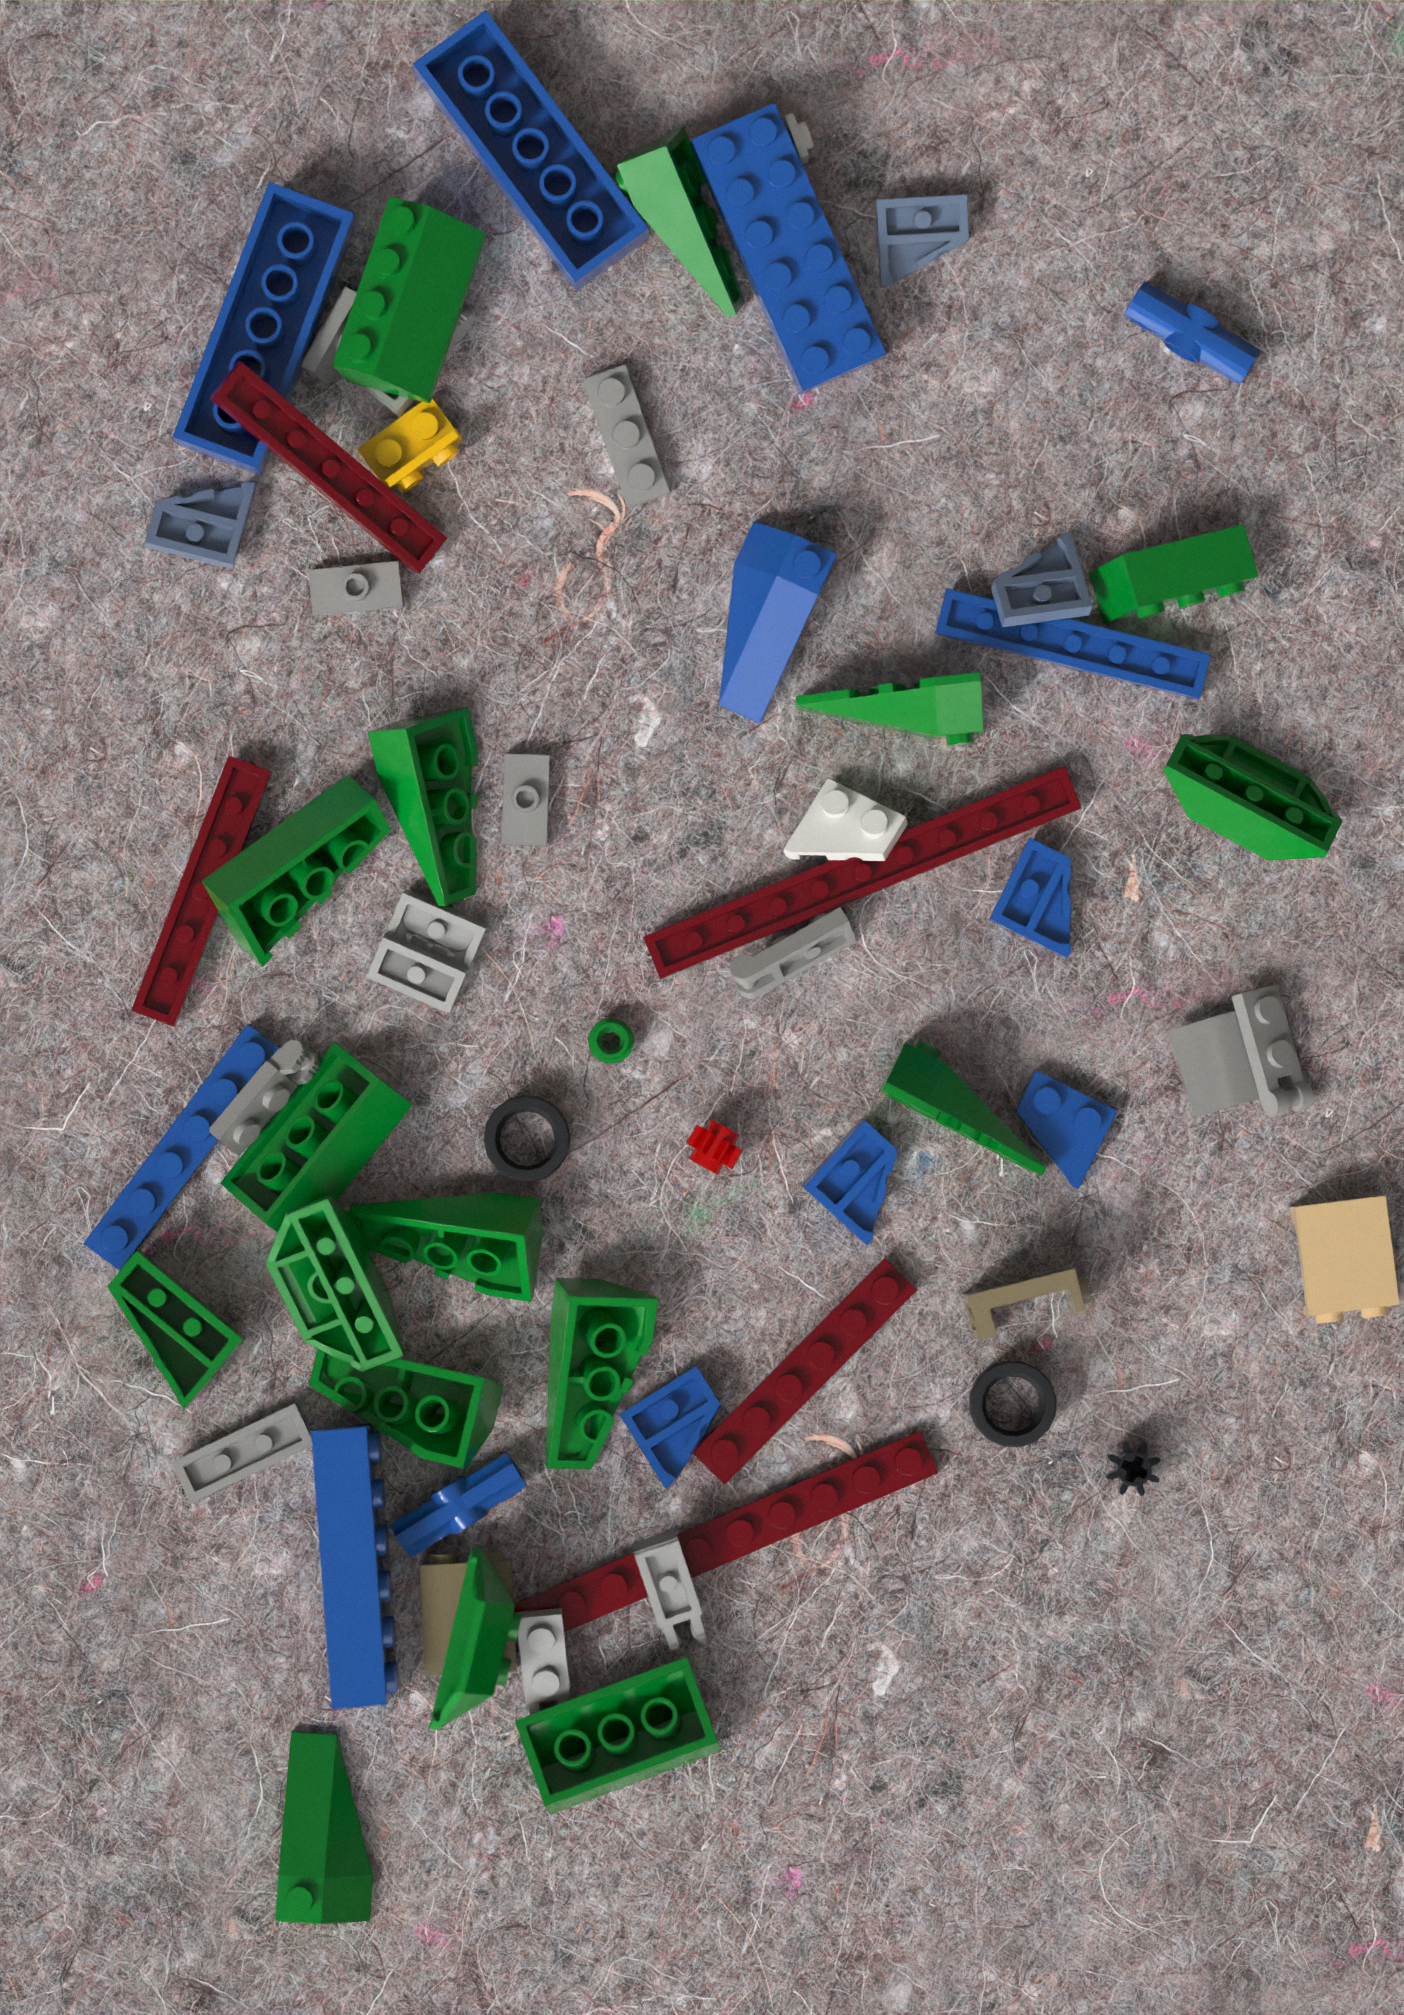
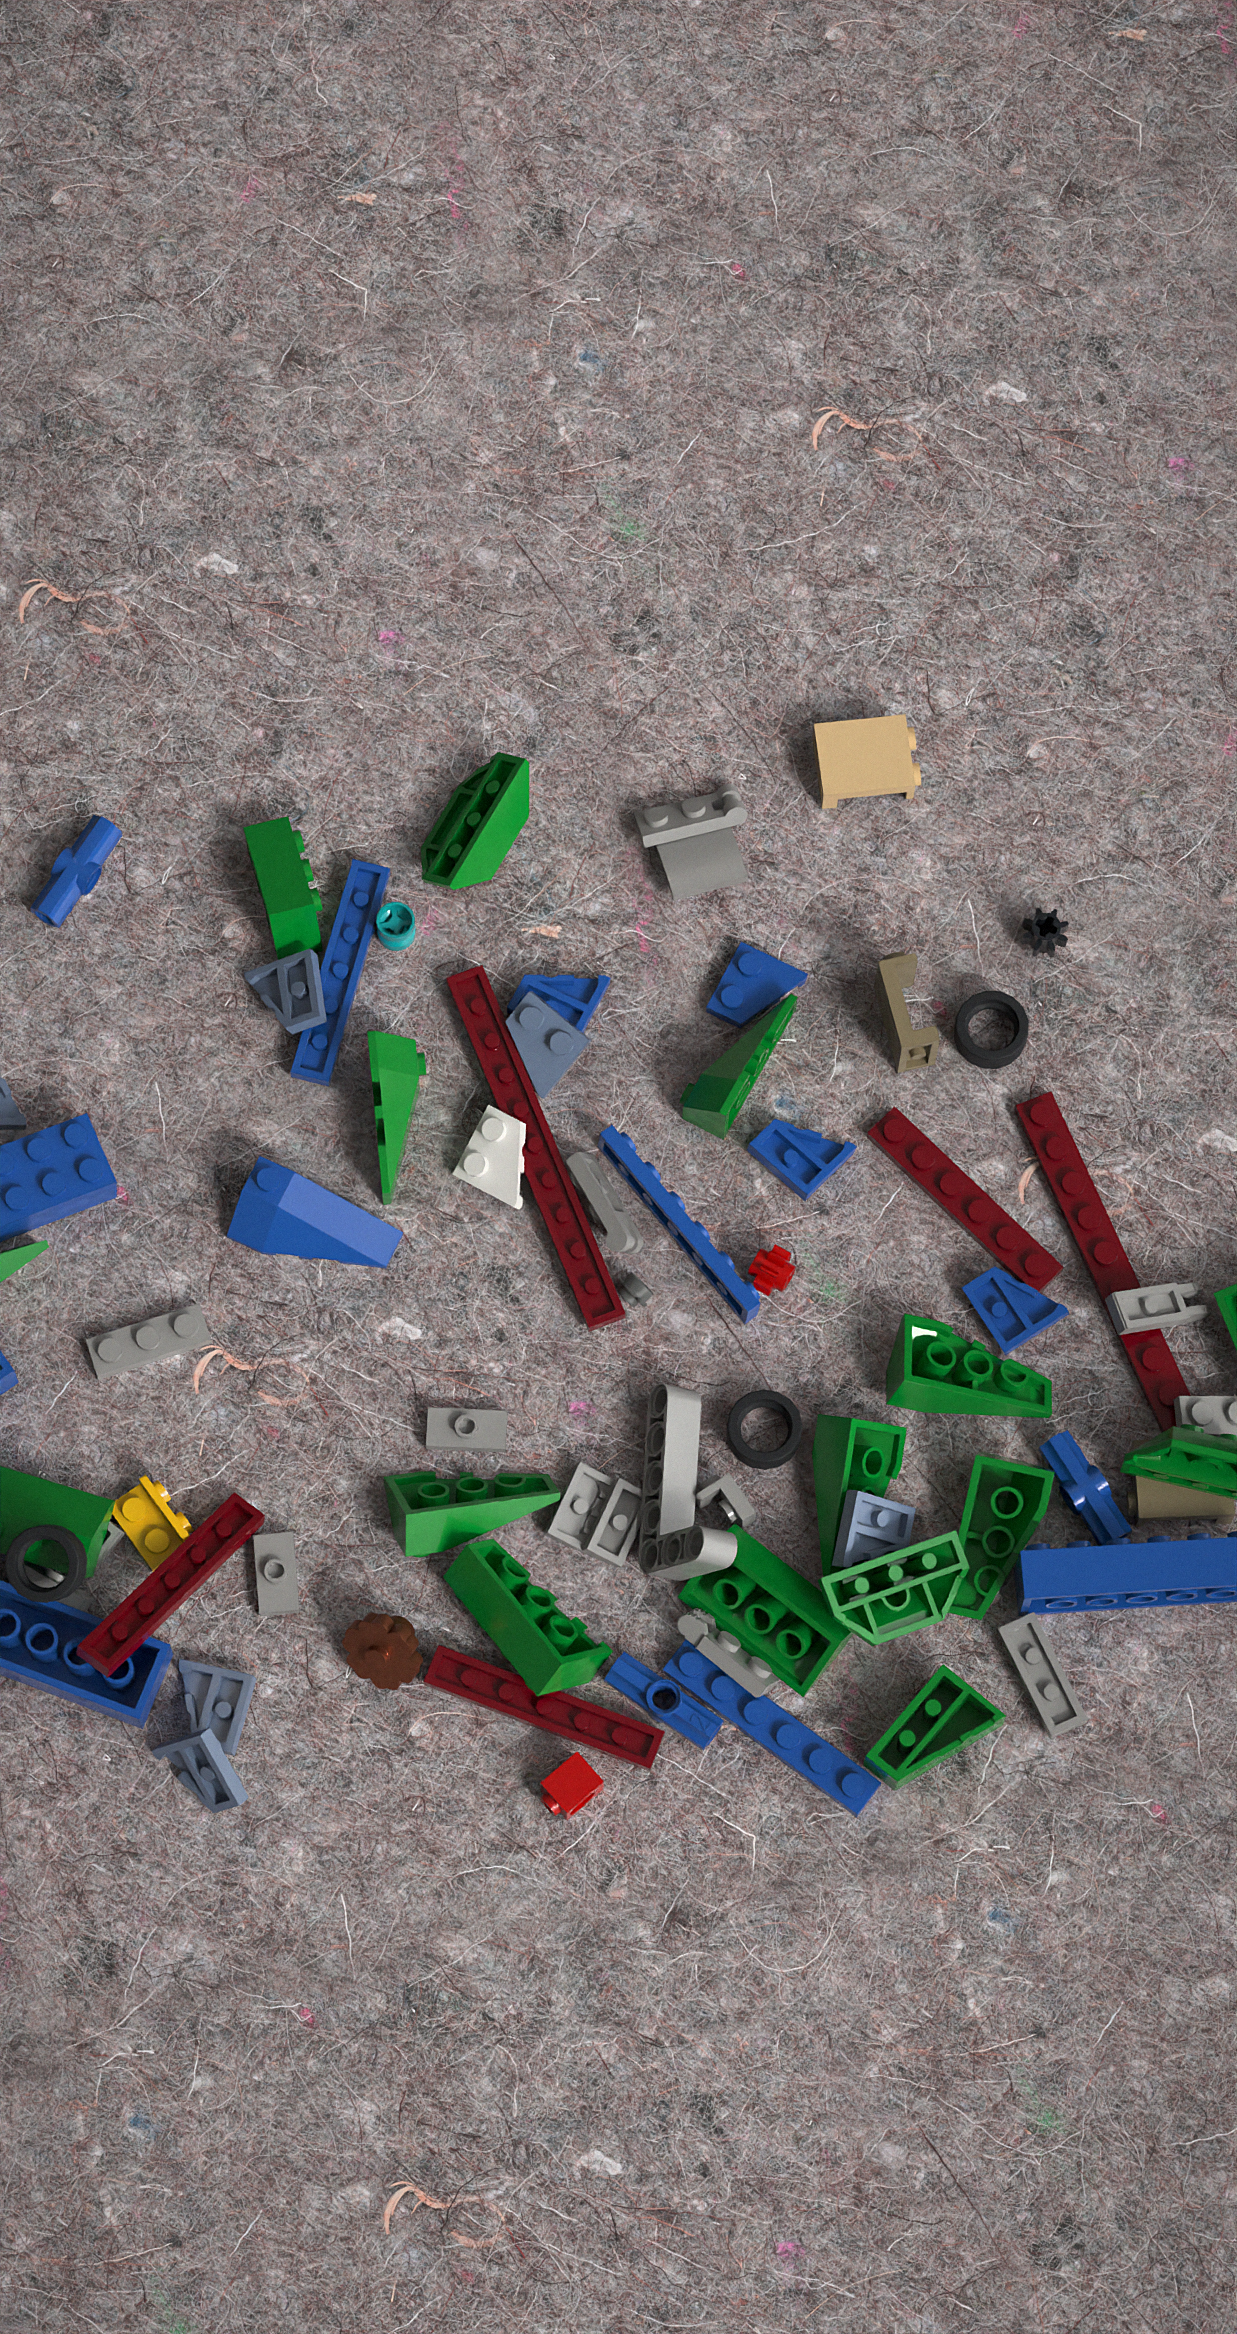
camera: 85 degrees left, 15 degrees down
(110, 921) = (570, 1787): none -> red brick
(125, 514) = (204, 1769): none -> sand blue wing
(190, 1050) = (643, 1684): none -> blue piece
(263, 710) = (383, 1650): none -> copper plant
(320, 300) = (15, 1563): none -> black tyre
(406, 1259) = (871, 1528): none -> sand blue wing
(438, 1104) = (733, 1504): none -> light grey bracket
(447, 1031) = (668, 1538): none -> light grey beam
(604, 1027) = (674, 1348): green plate -> none
(691, 989) = (634, 1290): none -> dark grey plate
(785, 1029) = (689, 1235): none -> blue plate
(987, 882) = (545, 1042): none -> sand blue wing
(1133, 701) = (396, 917): none -> teal wheel

